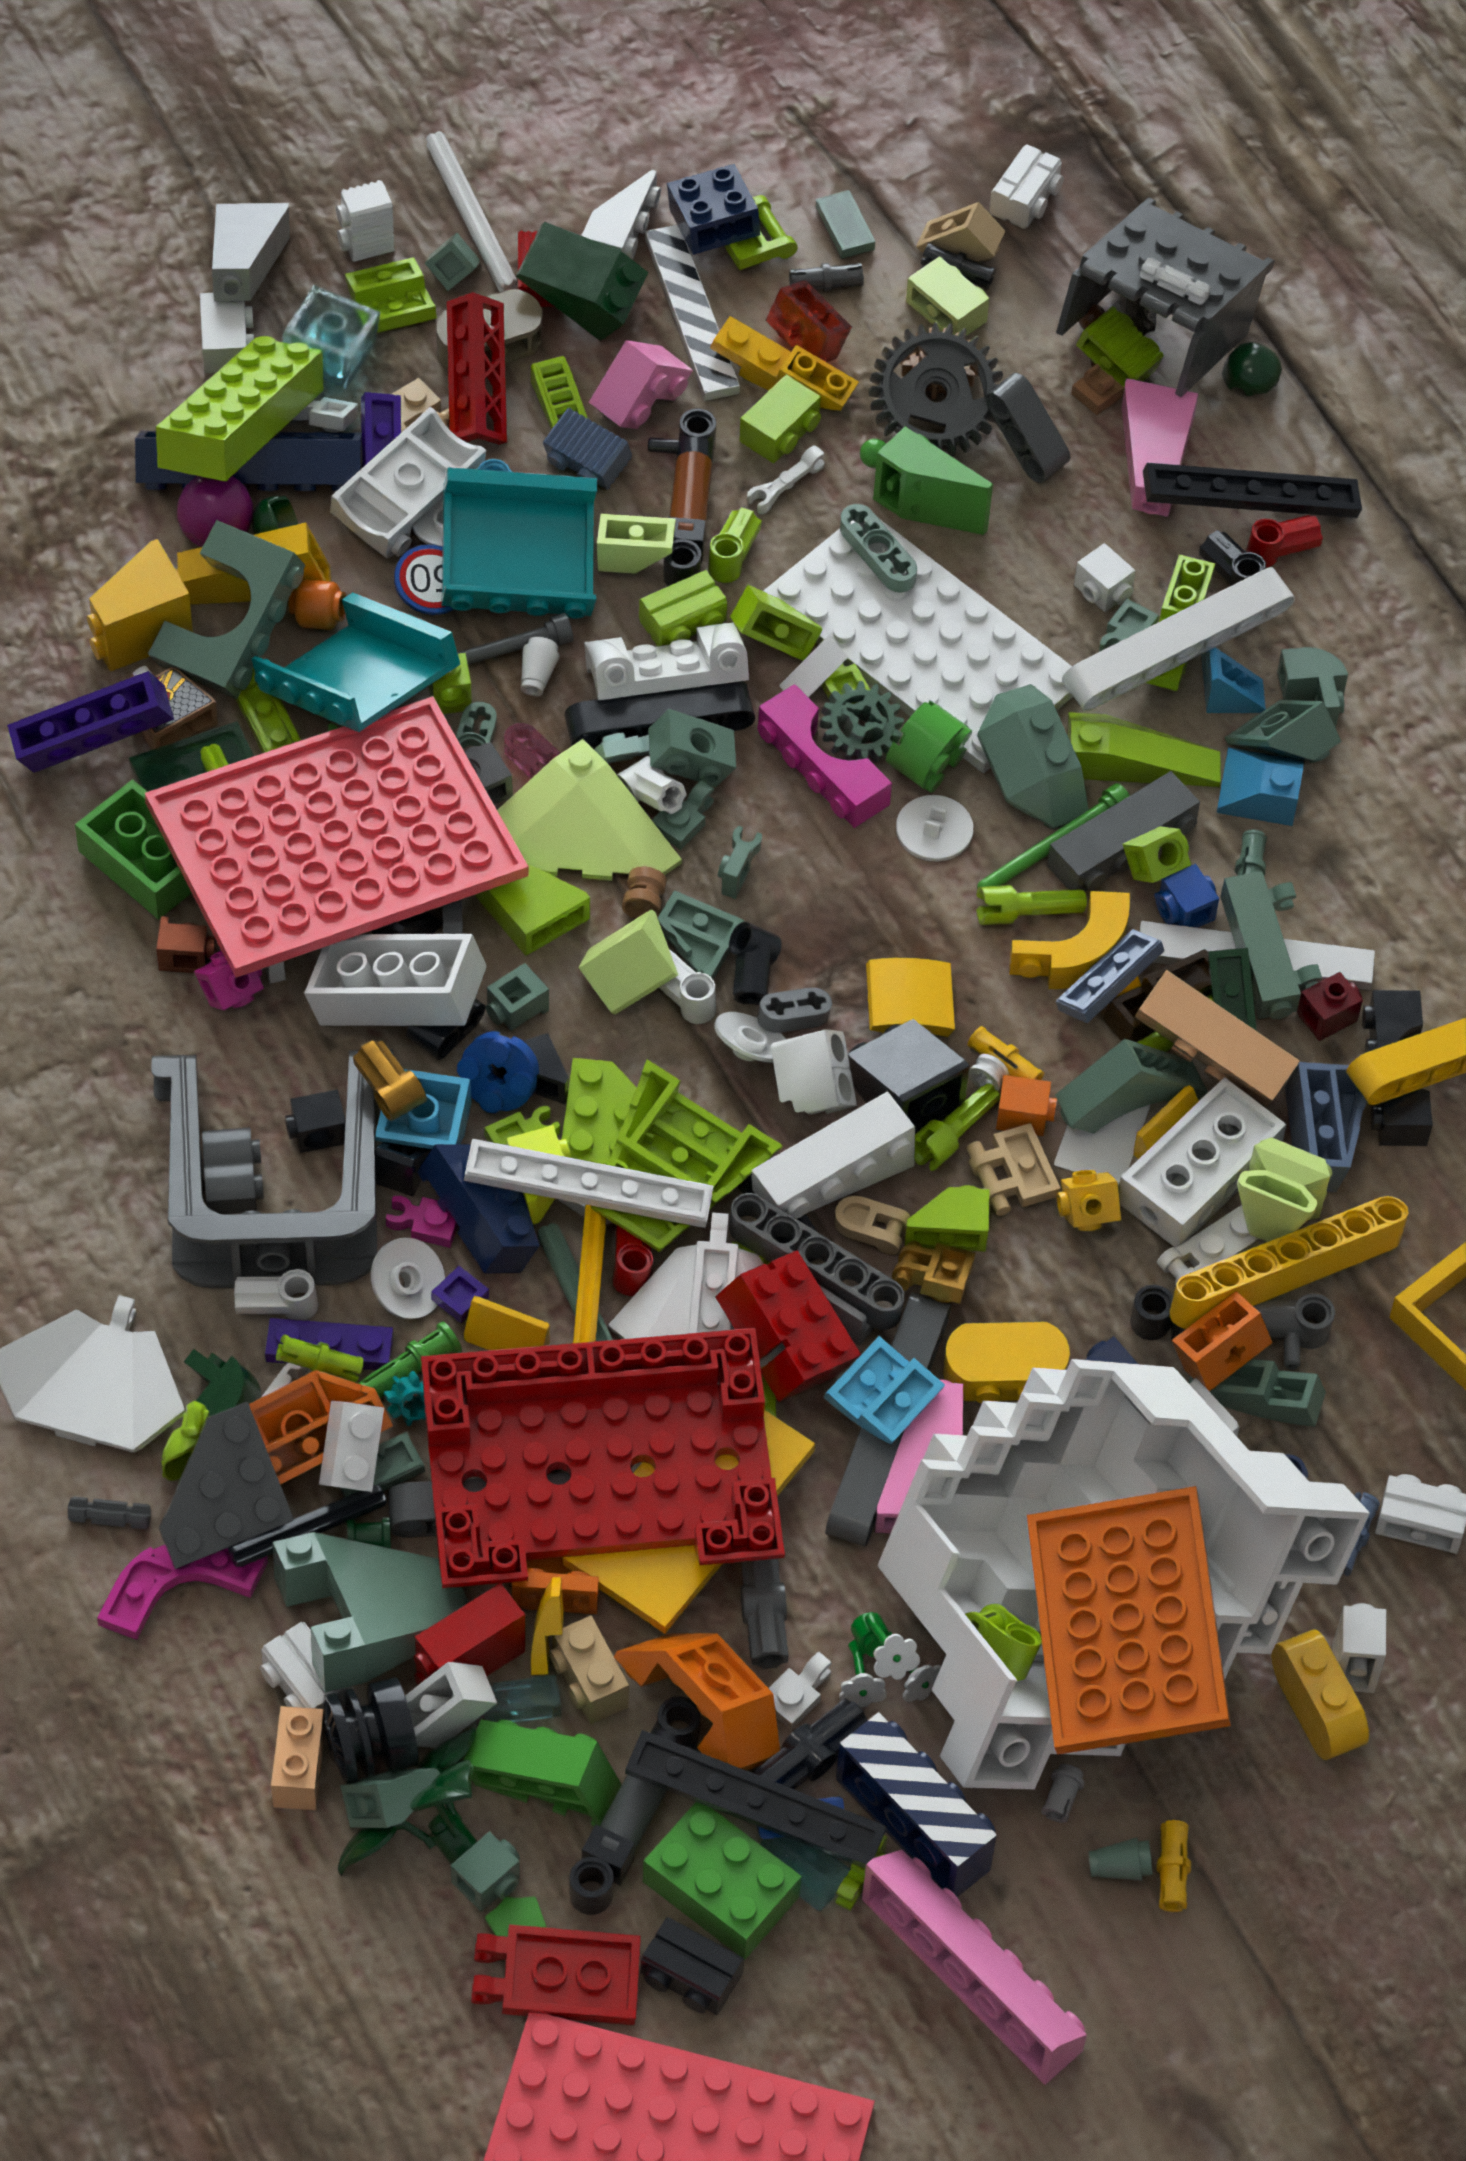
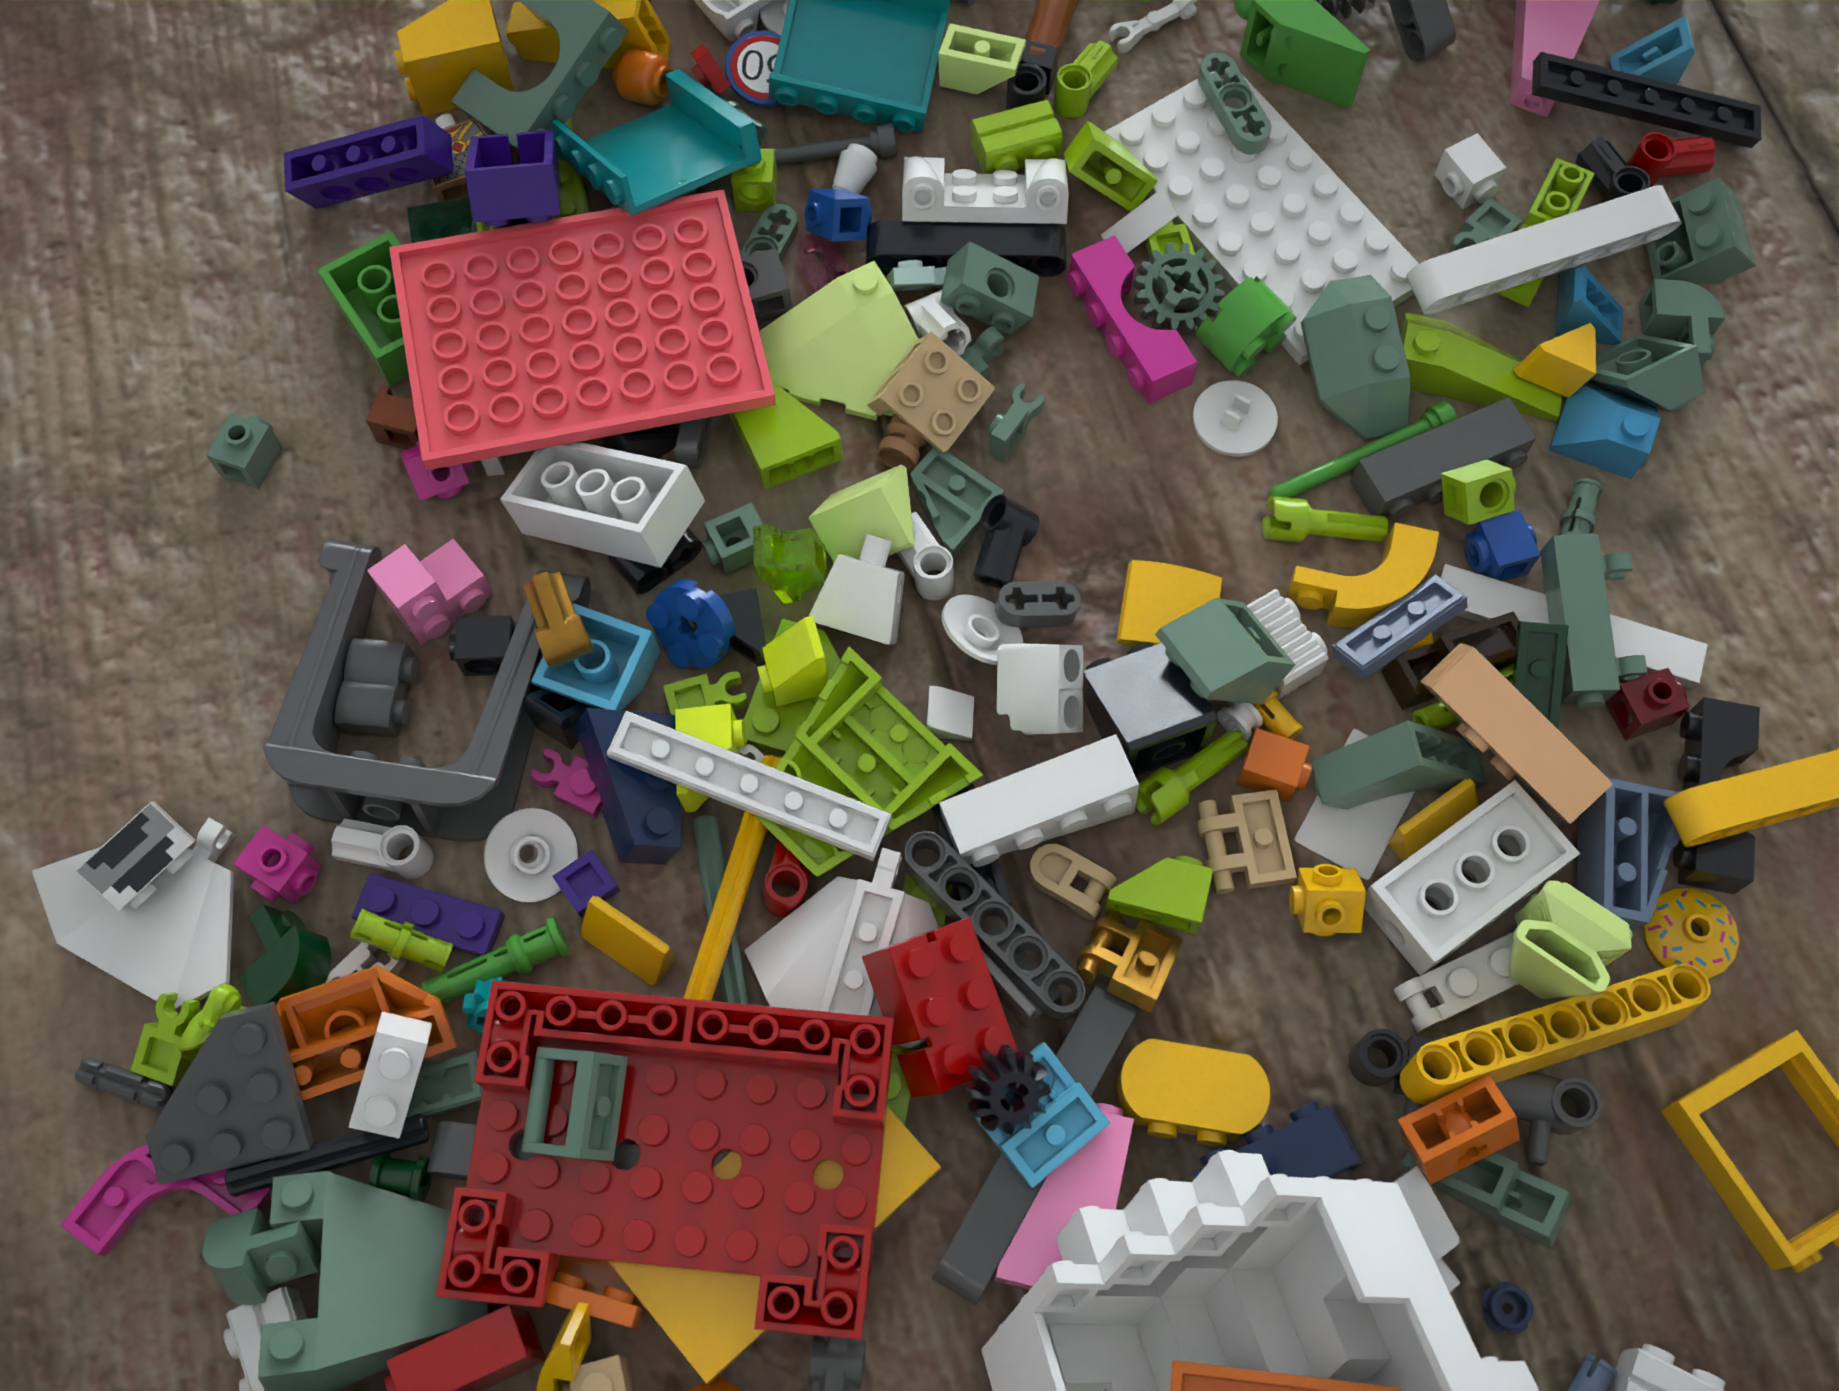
camera: 15 degrees right, 10 degrees up
(46, 994) = (245, 450): none -> sand green brick
(75, 1329) = (136, 856): none -> brick
(140, 1477) = (159, 1042): none -> lime plate
(193, 1321) = (279, 865): none -> dark pink brick
(255, 722) = (511, 191): none -> dark purple piece
(256, 1082) = (430, 591): none -> bright pink brick
(270, 1608) = (252, 1256): none -> sand green brick
(381, 587) = (708, 70): none -> red plate
(531, 1434) = (593, 1106): none -> sand green tile
(537, 703) = (838, 214): none -> blue brick
(572, 1005) = (789, 560): none -> clear neon green brick
(601, 1084) = (794, 664): none -> neon yellow slope
(641, 1023) = (863, 594): none -> white torso
(662, 844) = (933, 392): none -> tan bracket
(738, 1109) = (950, 714): none -> white slope
(844, 1360) = (1024, 1084): none -> black gear
(966, 1016) = (1226, 652): none -> sand green slope
(1009, 1007) = (1304, 648): none -> white brick
(1212, 733) = (1562, 362): none -> yellow slope
(1257, 447) = (1659, 55): none -> medium azure slope
(1325, 606) = (1710, 240): none -> sand green slope
(1375, 1179) = (1674, 942): none -> yellow dish

